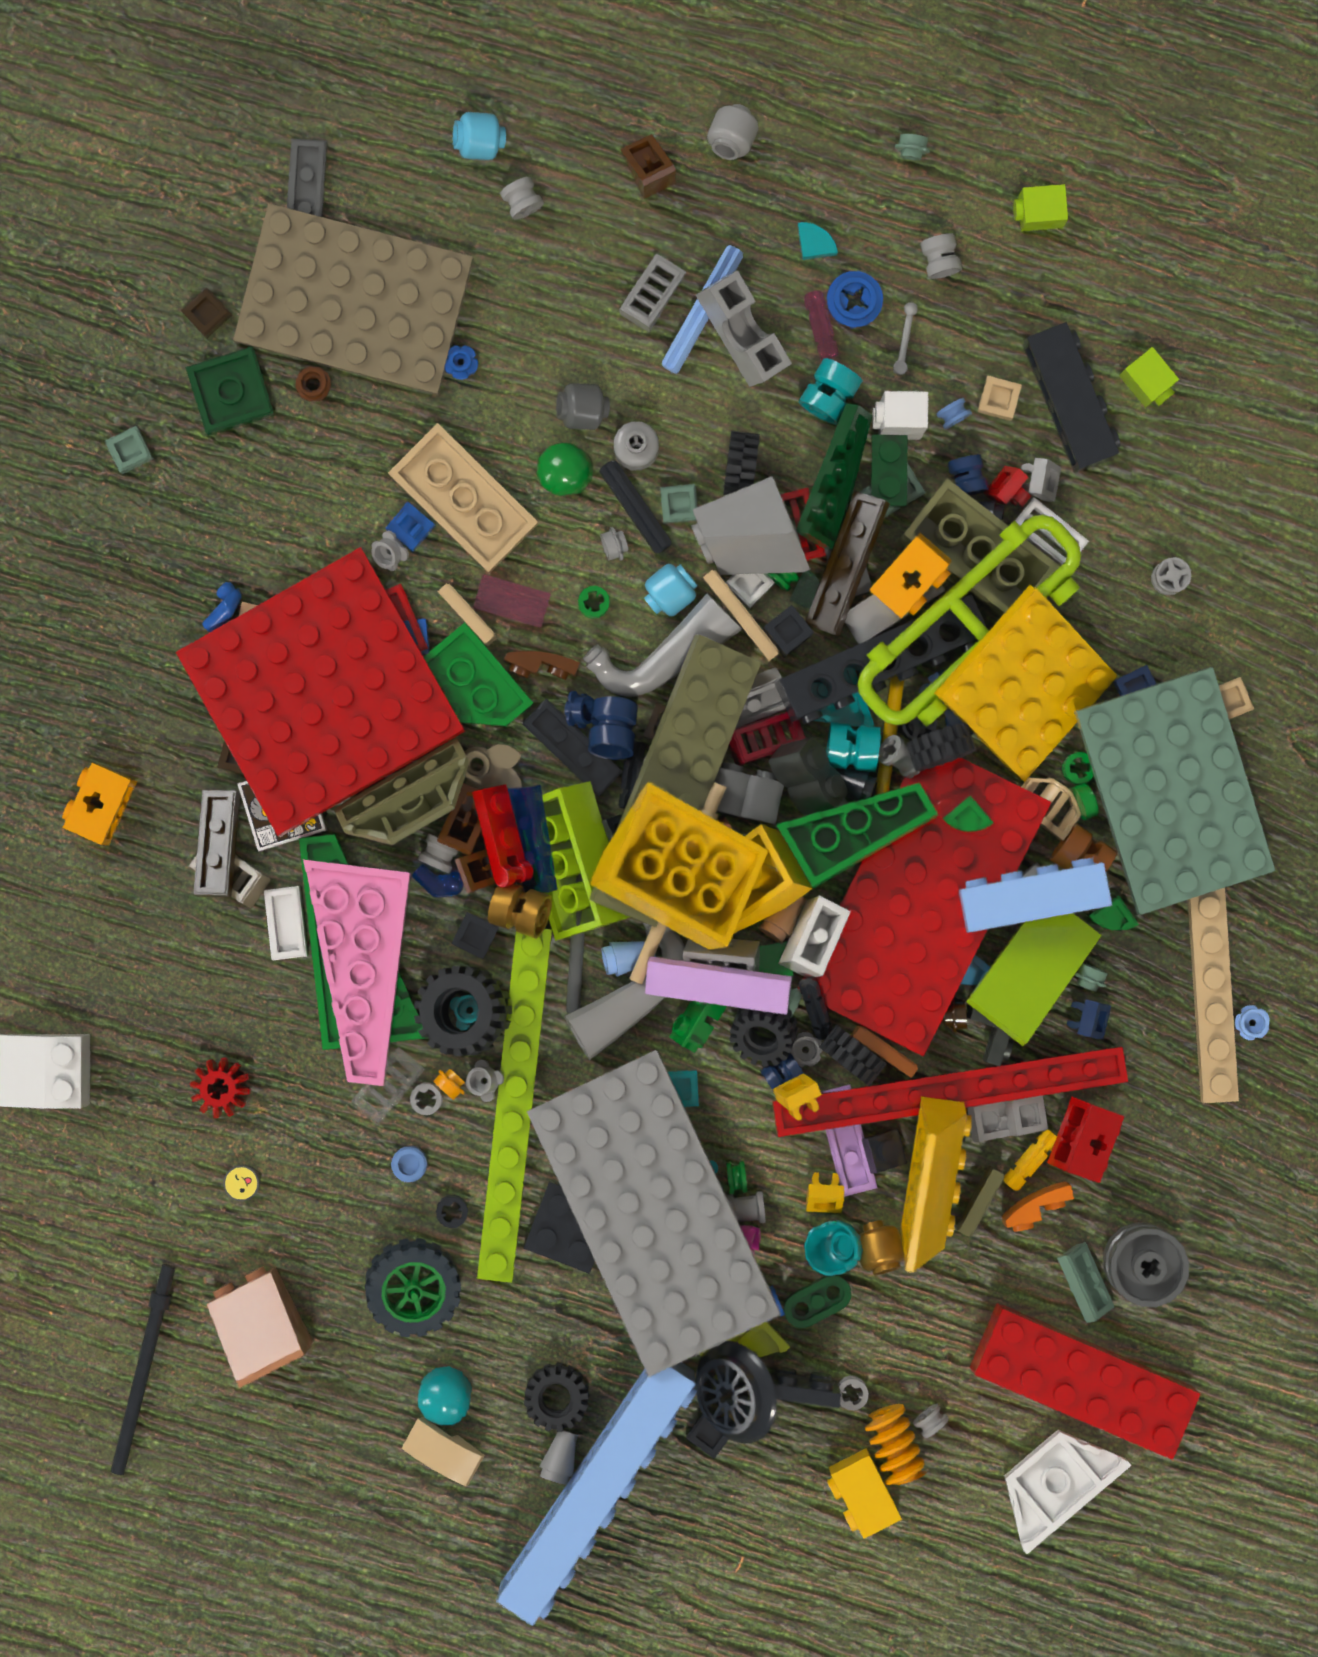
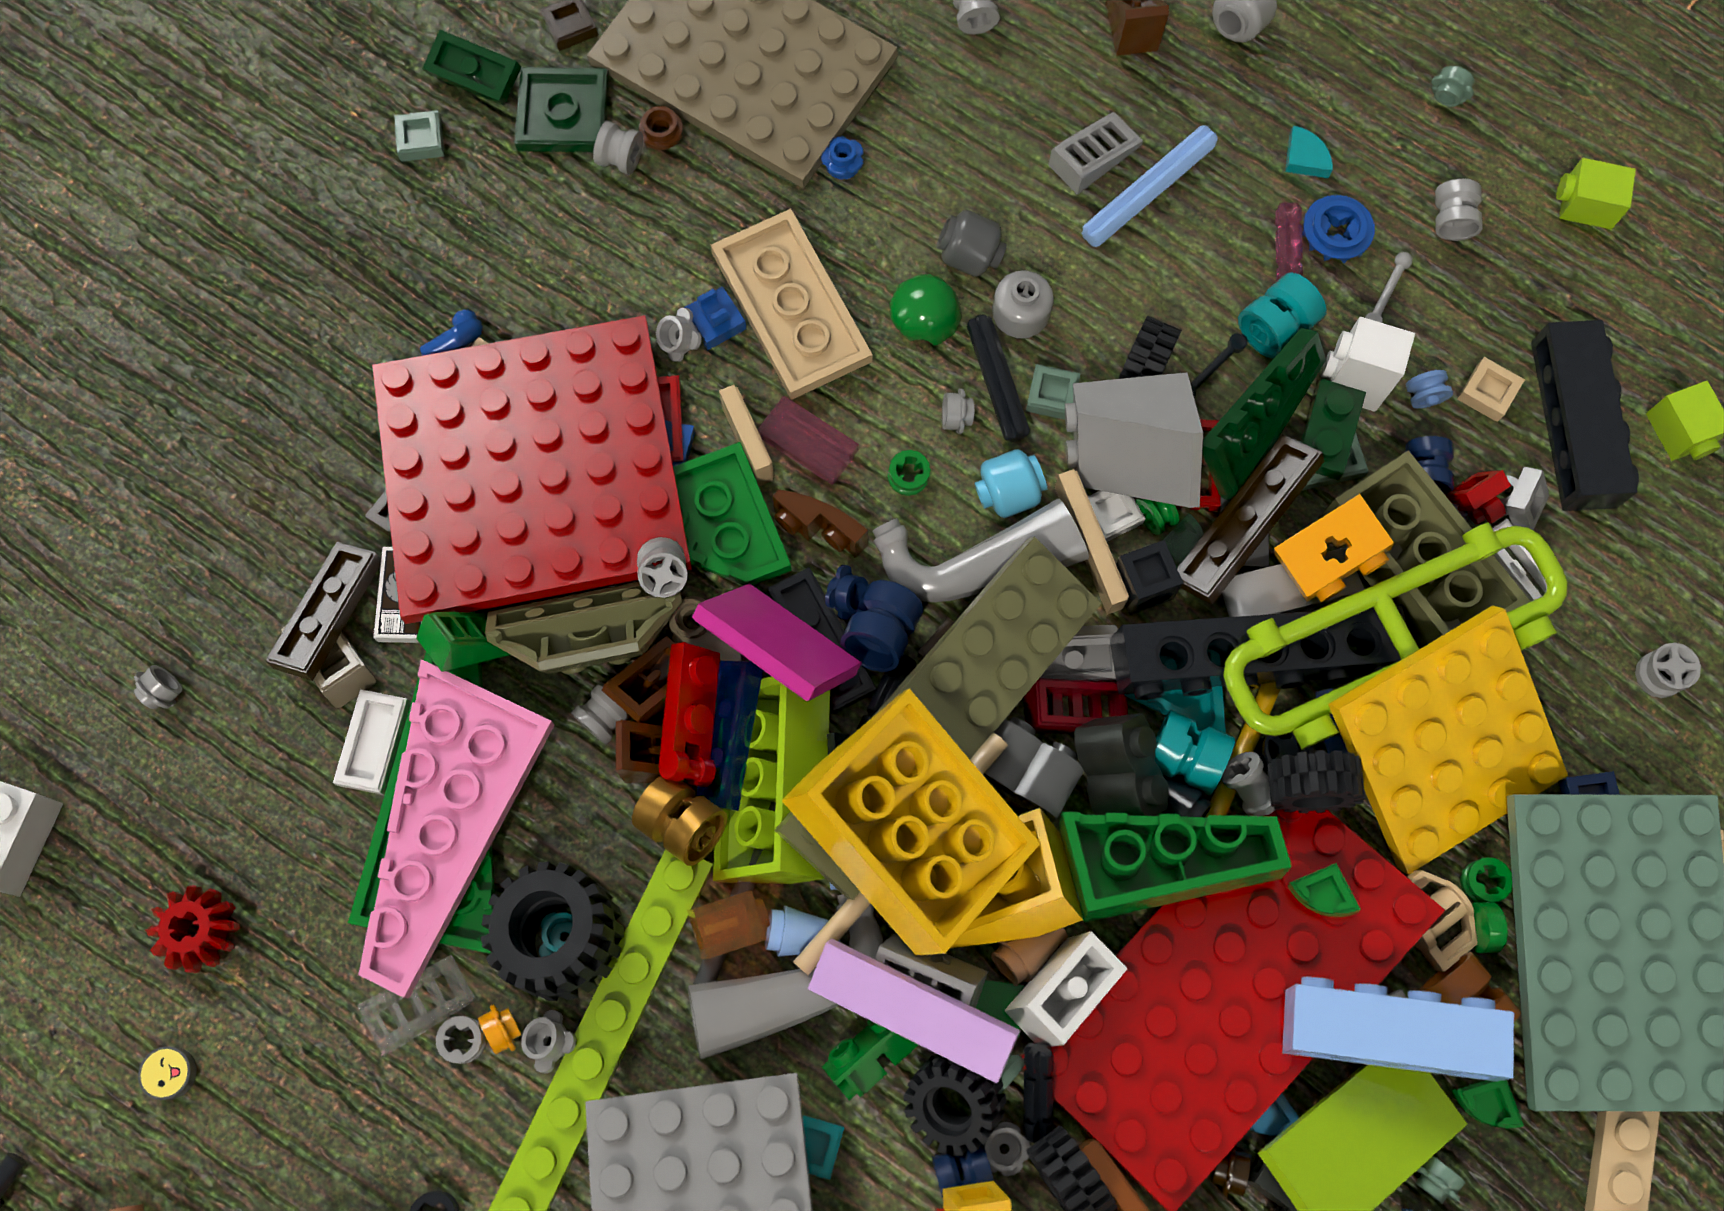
camera: 20 degrees right, 15 degrees down
(112, 790) = (199, 538): light orange brick -> none
(122, 936) = (156, 688): none -> light grey plate
(148, 381) = (472, 67): none -> dark green plate
(288, 413) = (618, 147): none -> light grey wheel
(316, 847) = (448, 639): none -> green slope
(409, 1163) = (403, 1125): medium blue tile -> none
(438, 886) = (586, 758): clear blue arm -> none
(454, 748) = (662, 579): none -> light grey wheel
(475, 935) = (609, 837): black plate -> none
(544, 766) = (777, 641): none -> dark pink tile
(577, 967) = (729, 924): none -> clear orange brick
(753, 350) = (1184, 182): light grey arch -> none
(803, 419) = (1235, 345): none -> black hinge

